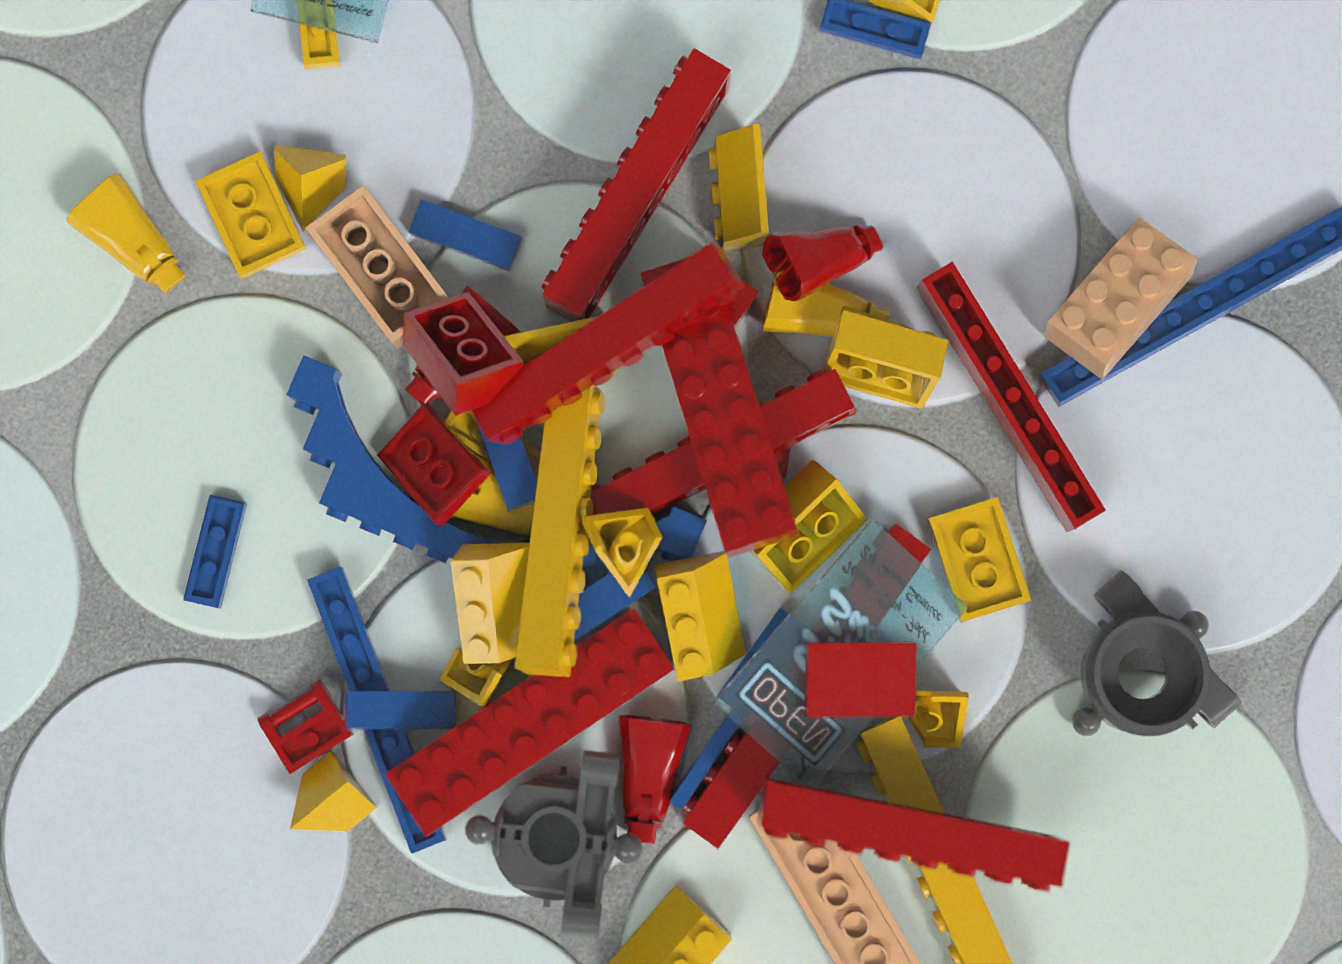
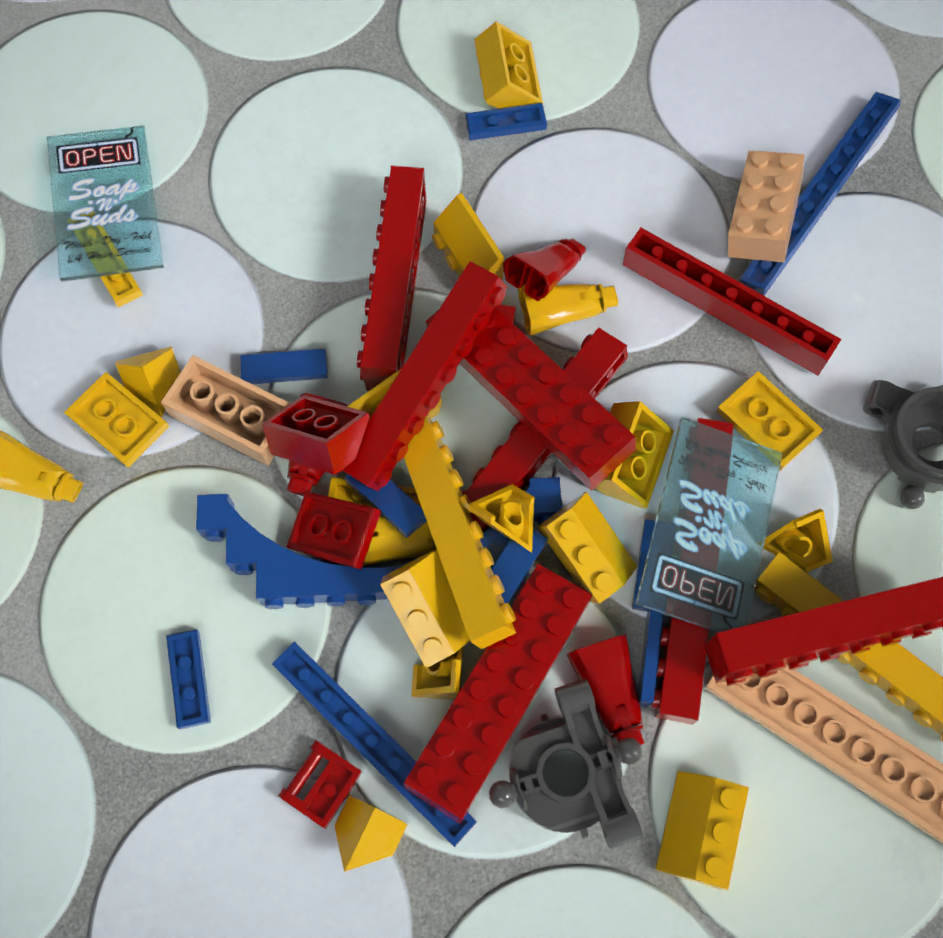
camera: 20 degrees left, 15 degrees down
(399, 710) = (390, 731): blue tile -> none
(860, 679) = (735, 536): red tile -> none
(886, 358) = (631, 310): yellow slope -> none

